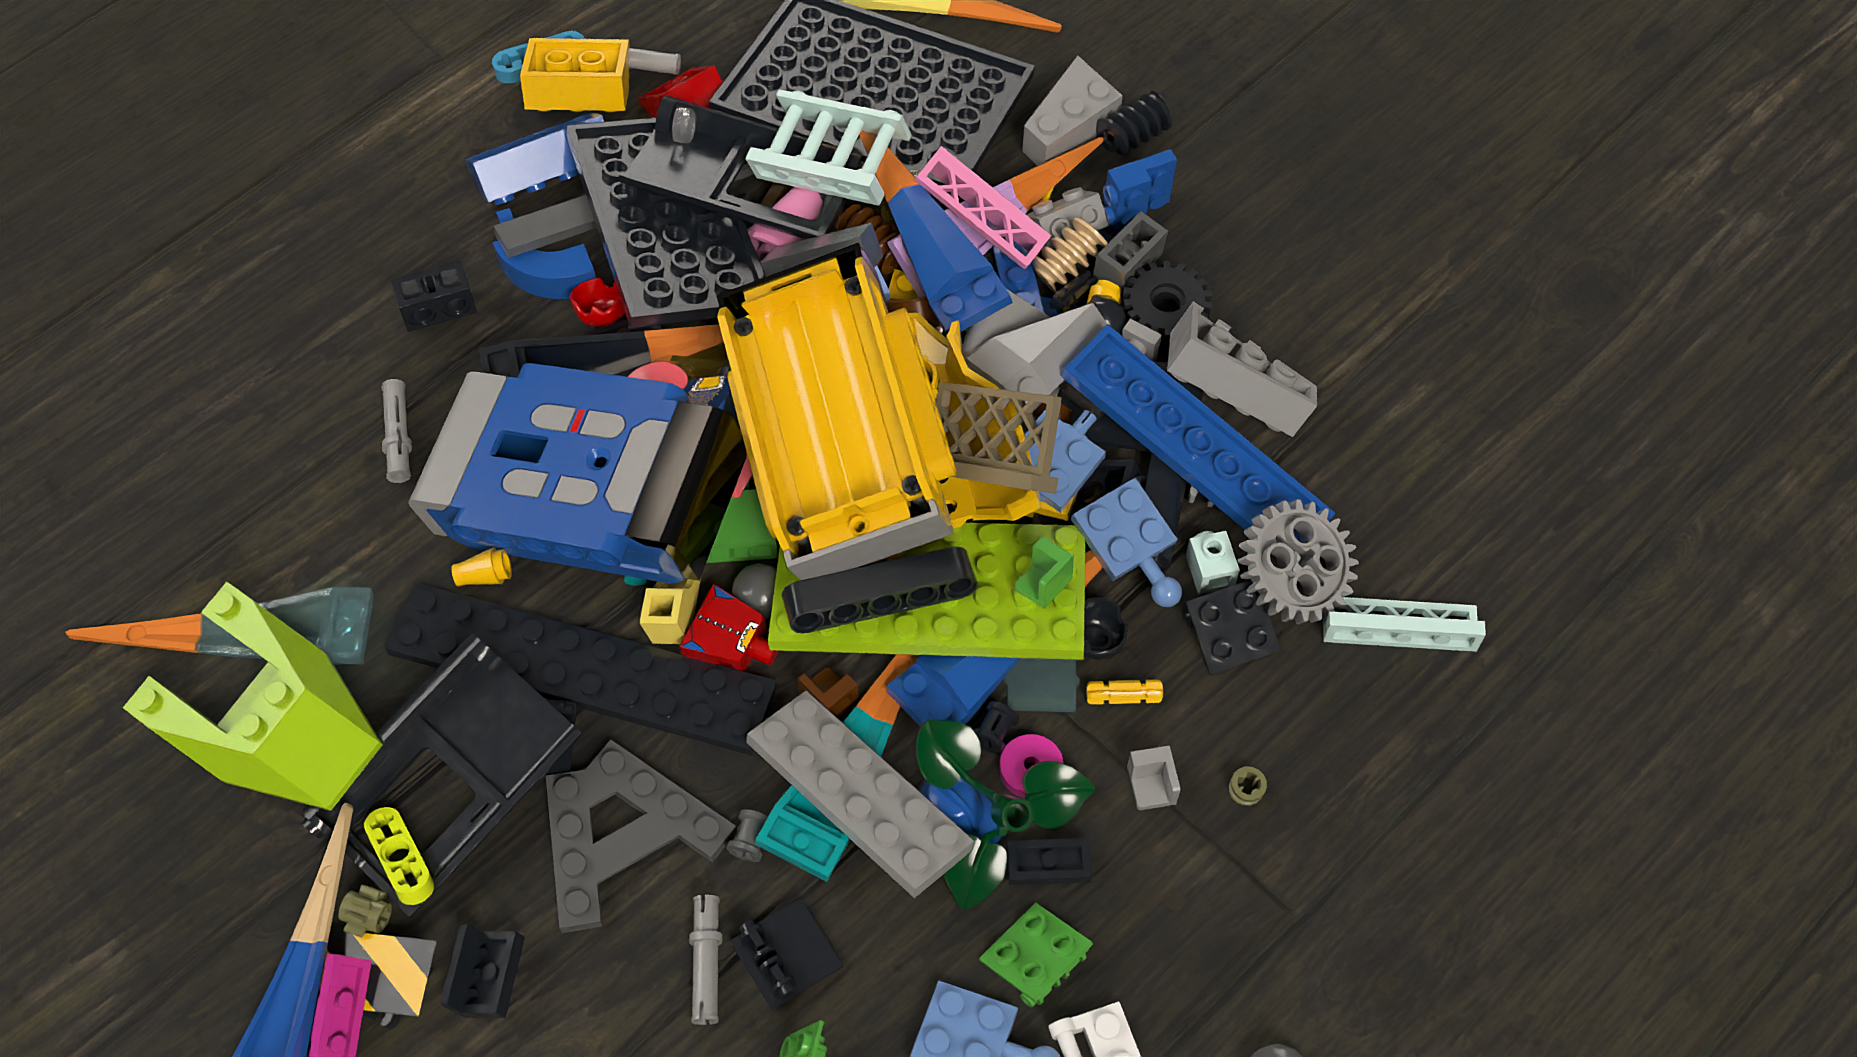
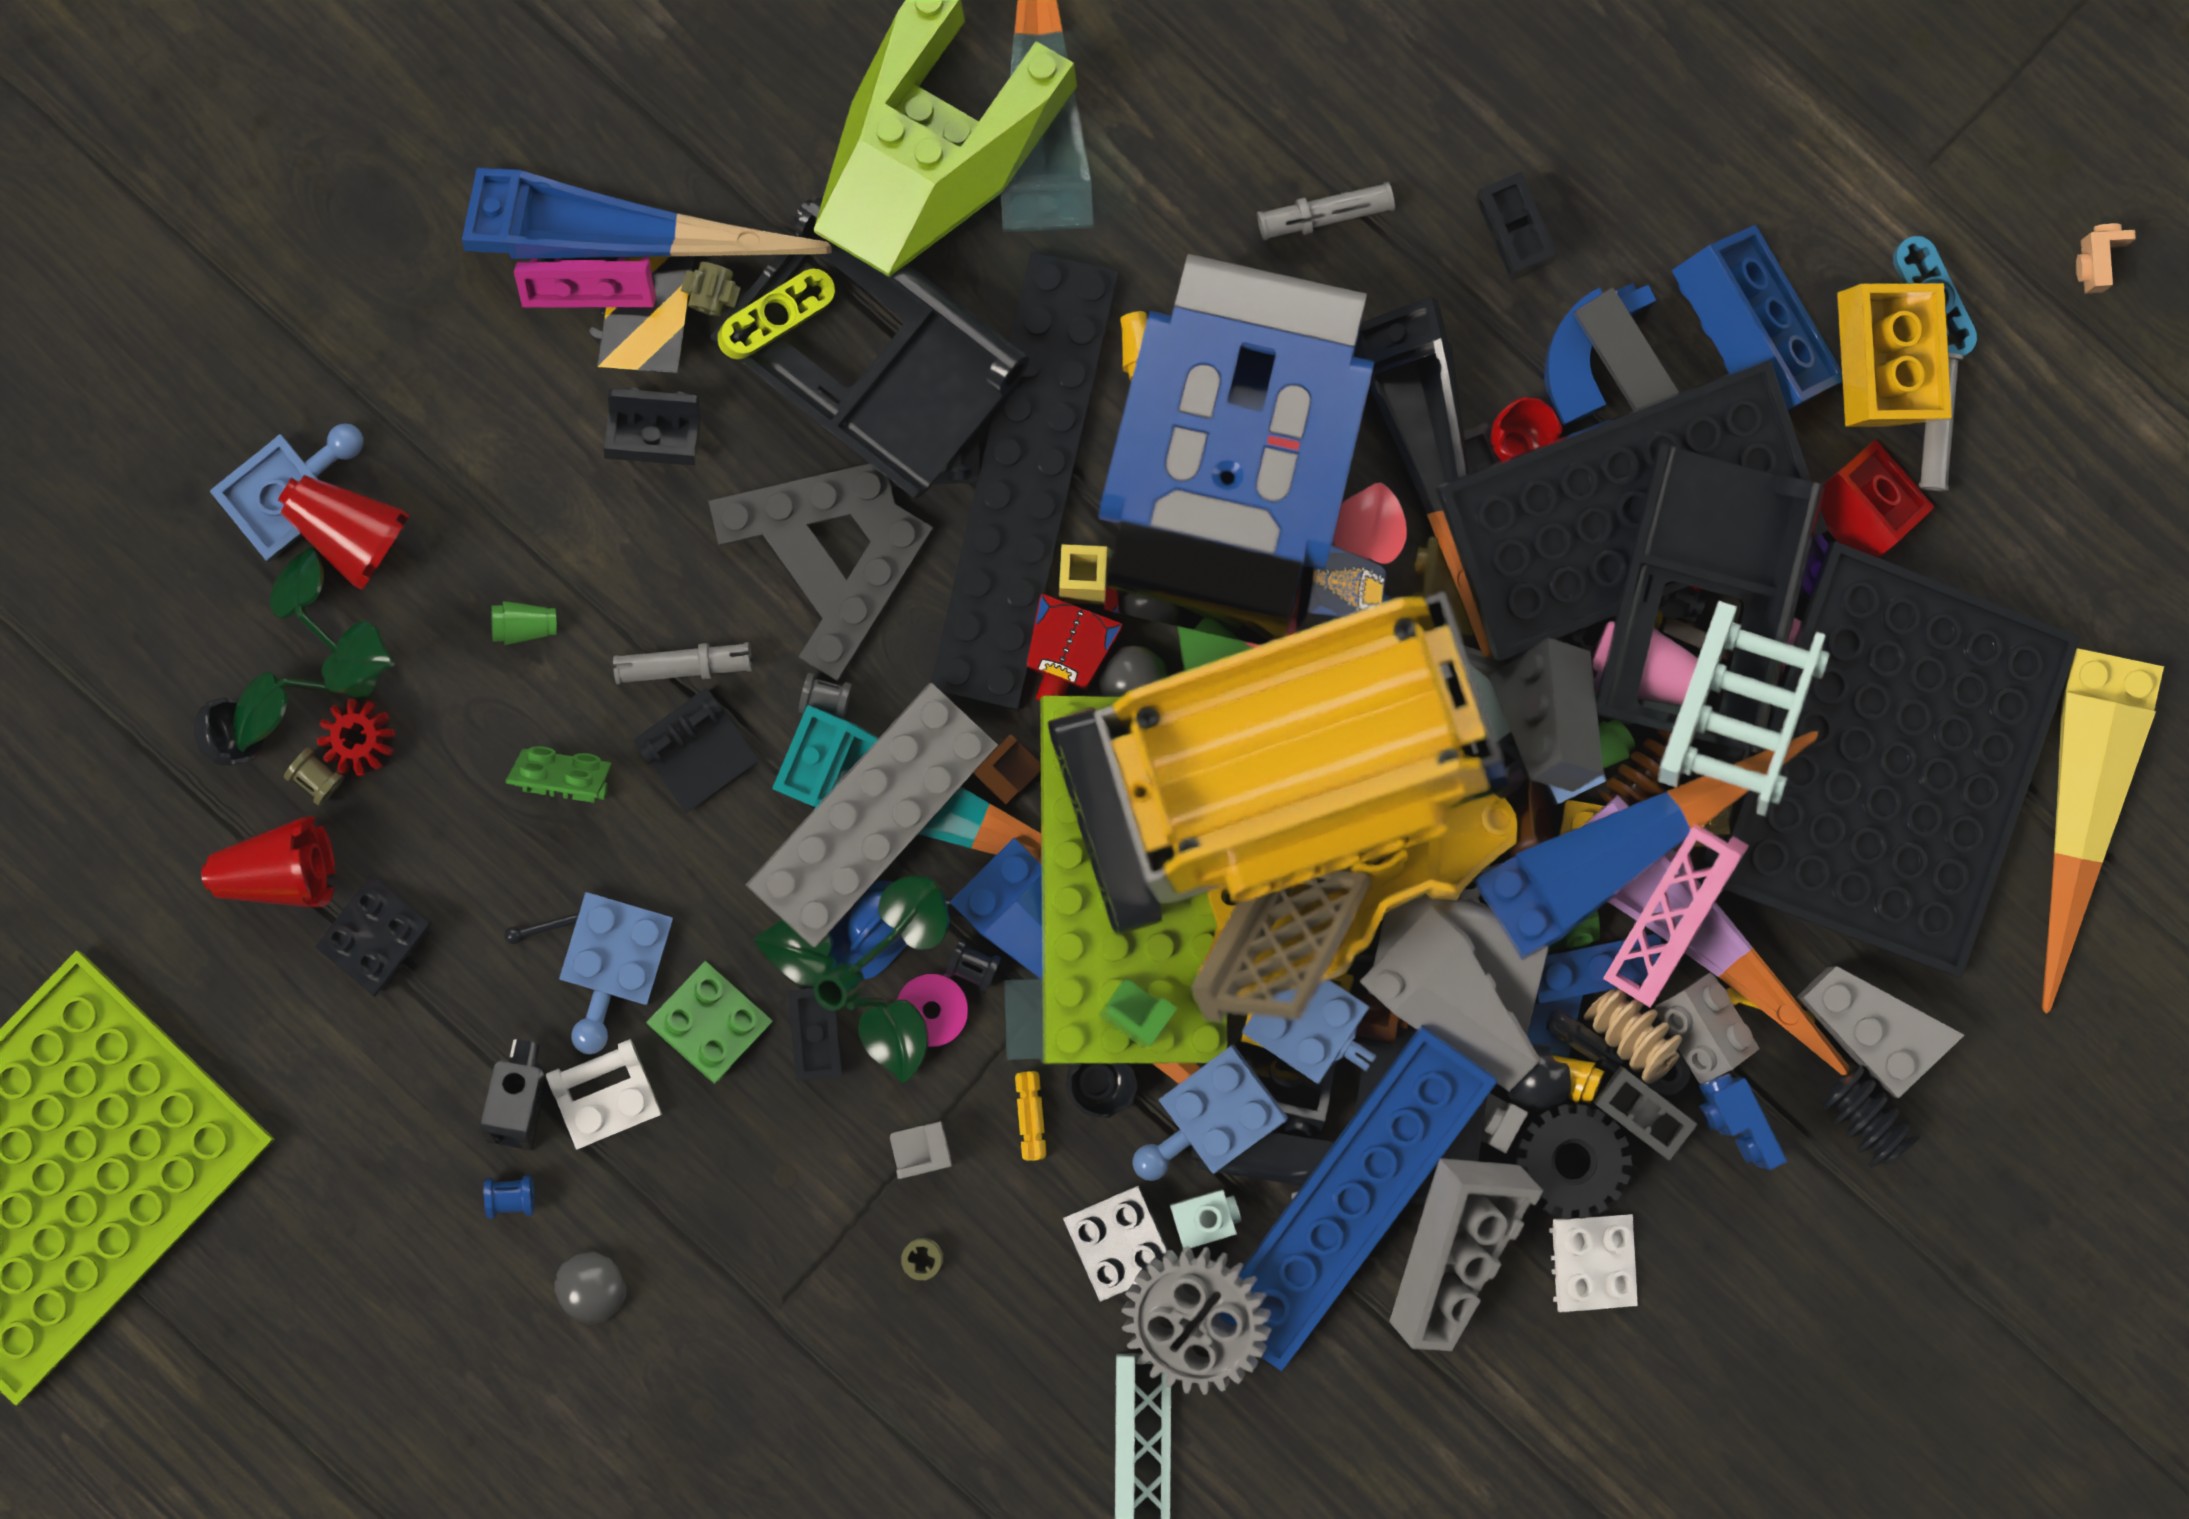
camera: 85 degrees right, 25 degrees up
(683, 125) = (1772, 514): clear tile -> none
(1245, 298) = (1594, 1263): none -> white hinge

